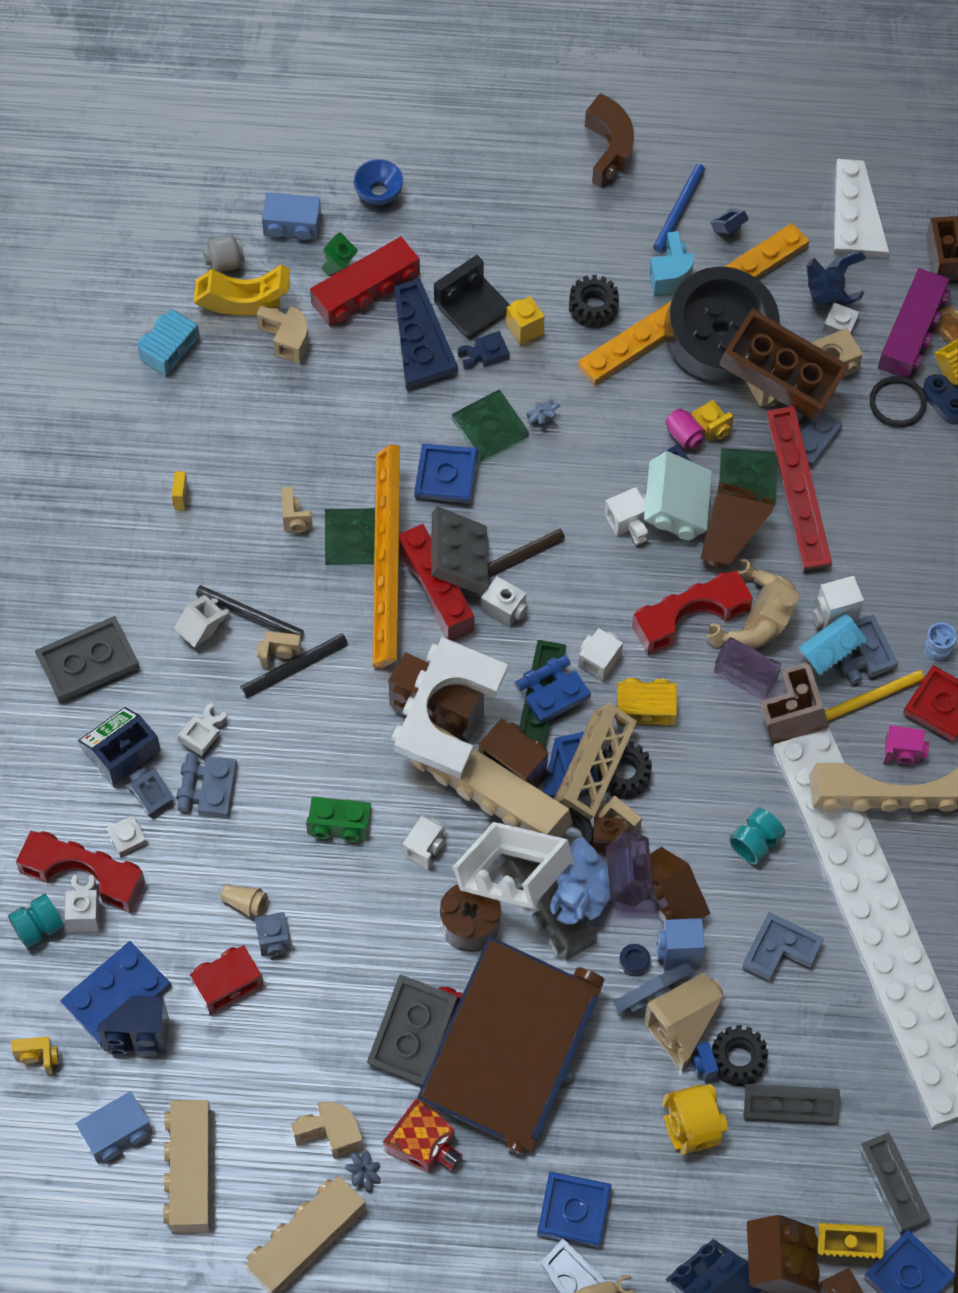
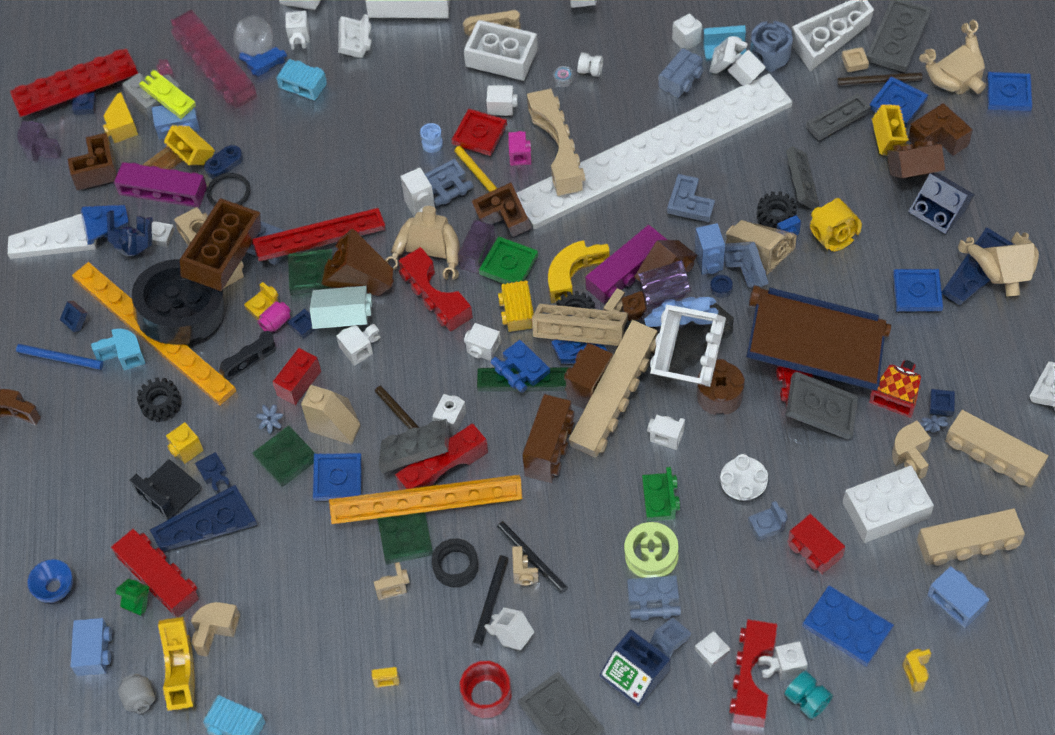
camera: 95 degrees left, 5 degrees down
(129, 568) = (482, 672): none -> red piece
(136, 1027) = (877, 590): dark blue slope -> none
(201, 733) = (610, 611): white plate -> none
(246, 899) = (745, 545): tan cone -> none
(250, 783) = (651, 537): none -> yellowish green wheel
(257, 1077) = (887, 504): none -> white brick
(299, 561) = (447, 547): none -> black tyre
(339, 919) = (744, 478): none -> white dish
(391, 1190) = (942, 402): none -> dark blue plate
(448, 666) = (538, 414): white arch -> none
(530, 470) = (330, 415): none -> tan slope
(592, 443) = (296, 376): none -> red brick
(634, 397) = (248, 356): none -> black plate
(683, 836) = (622, 265): none -> magenta brick
(689, 762) = (569, 262): none -> yellow arch
(718, 704) = (508, 261): none -> green plate
(753, 839) = (613, 223): teal wheel -> none
(832, 643) = (453, 189): medium azure brick -> none
(874, 270) = (95, 220): none -> blue wing

